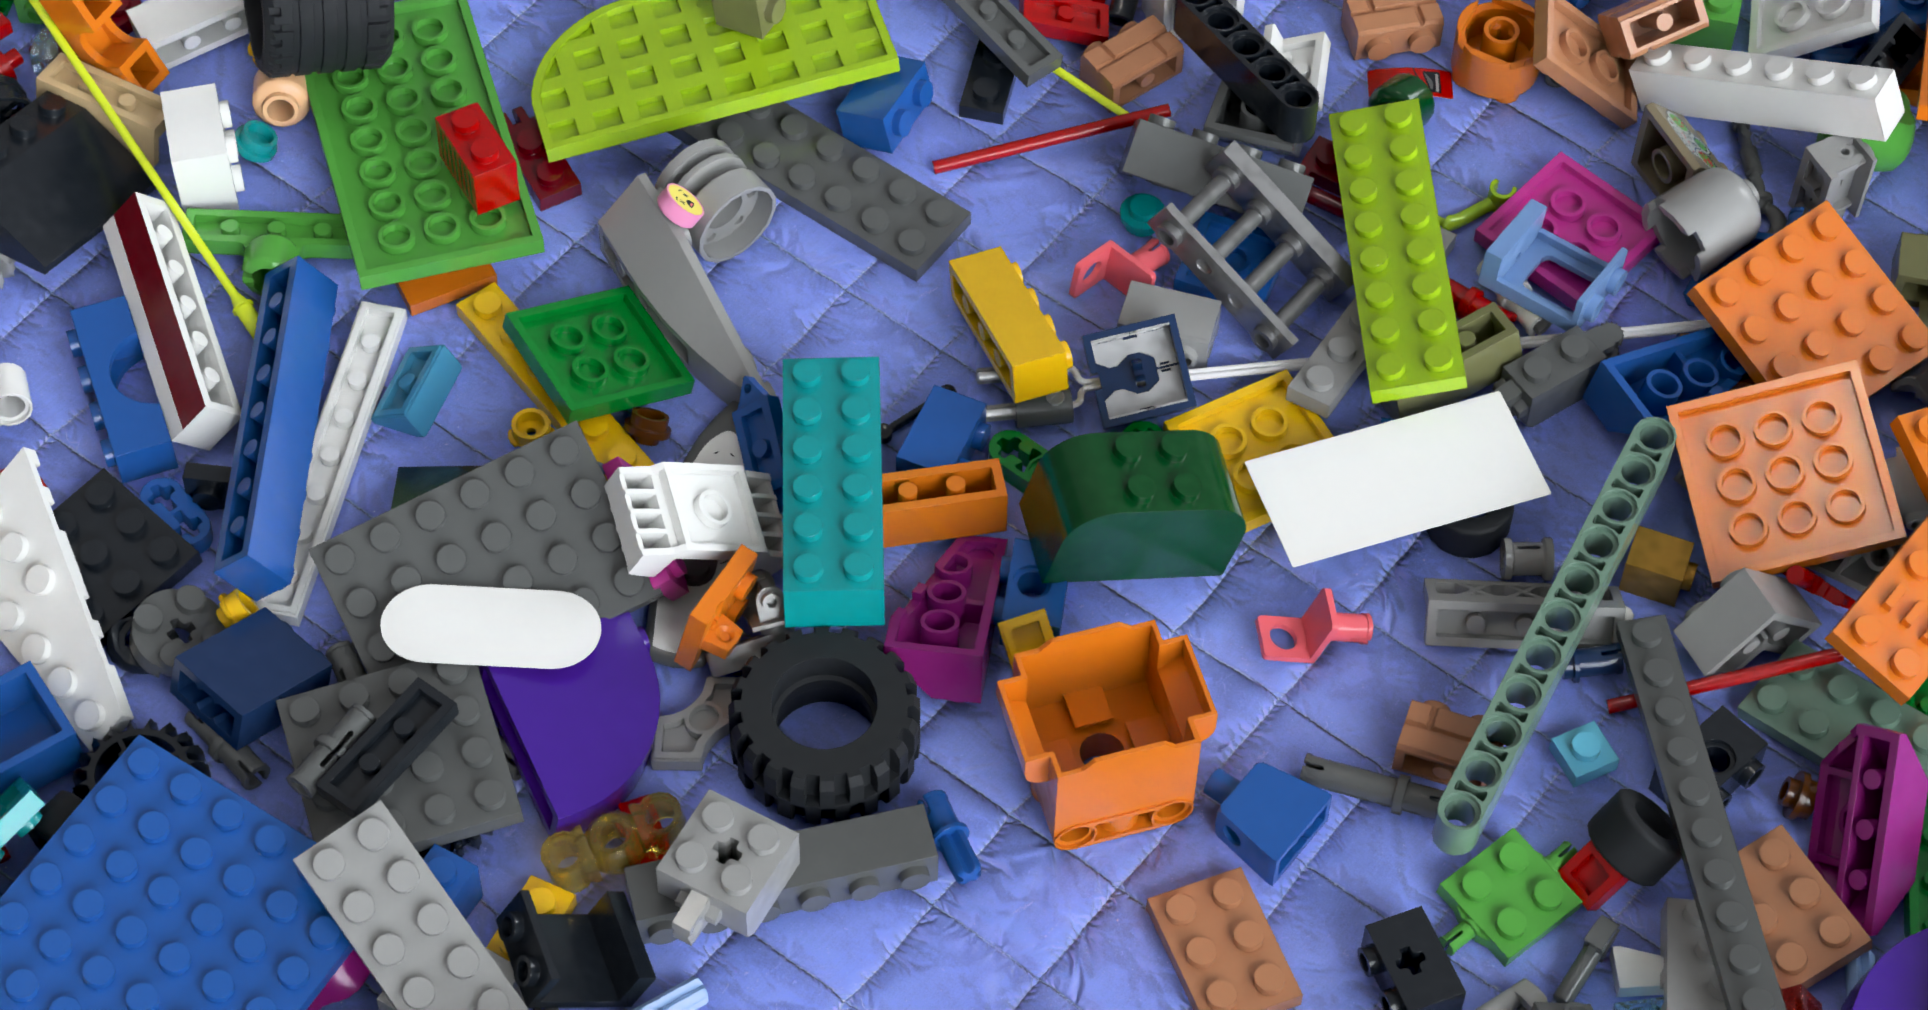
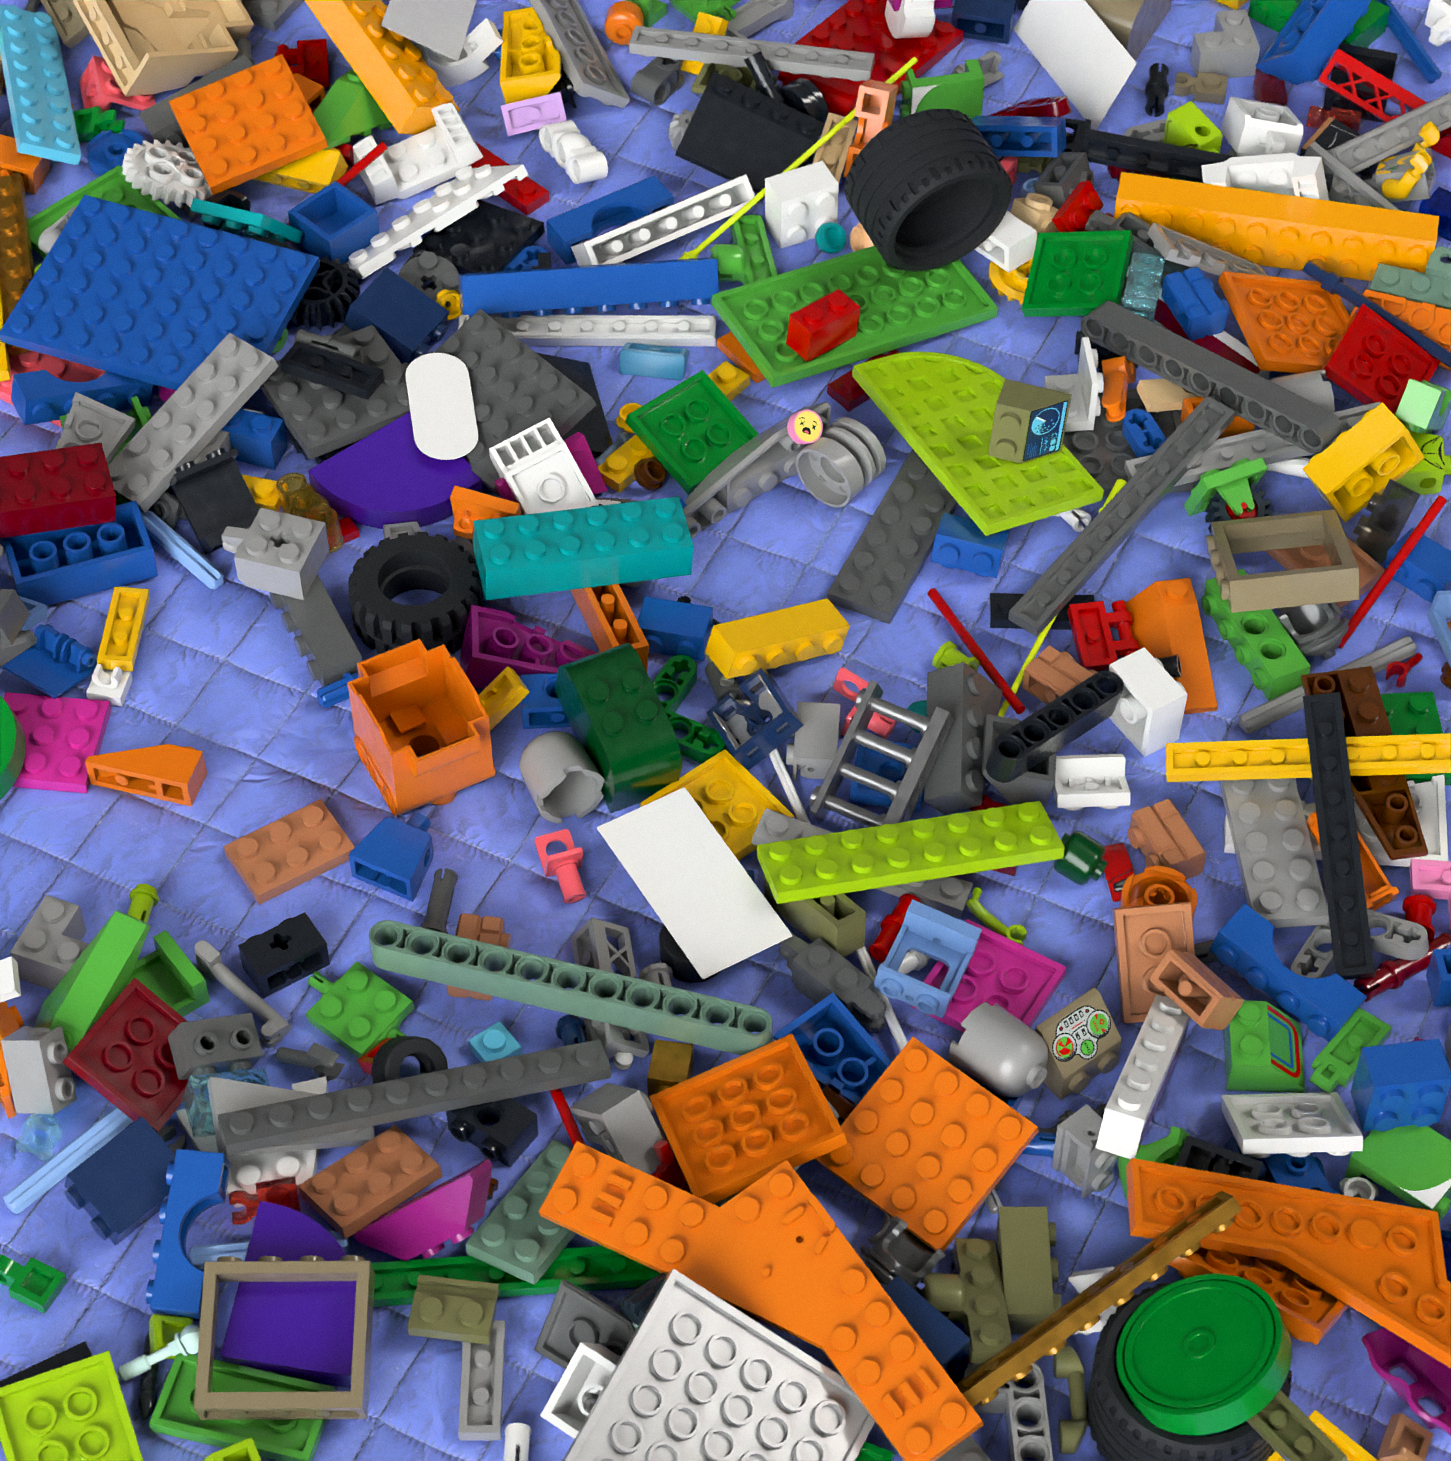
camera: 80 degrees right, 5 degrees down
(1069, 162) = (949, 655): none -> lime bush
(1183, 597) = (561, 776): none -> light grey cylinder

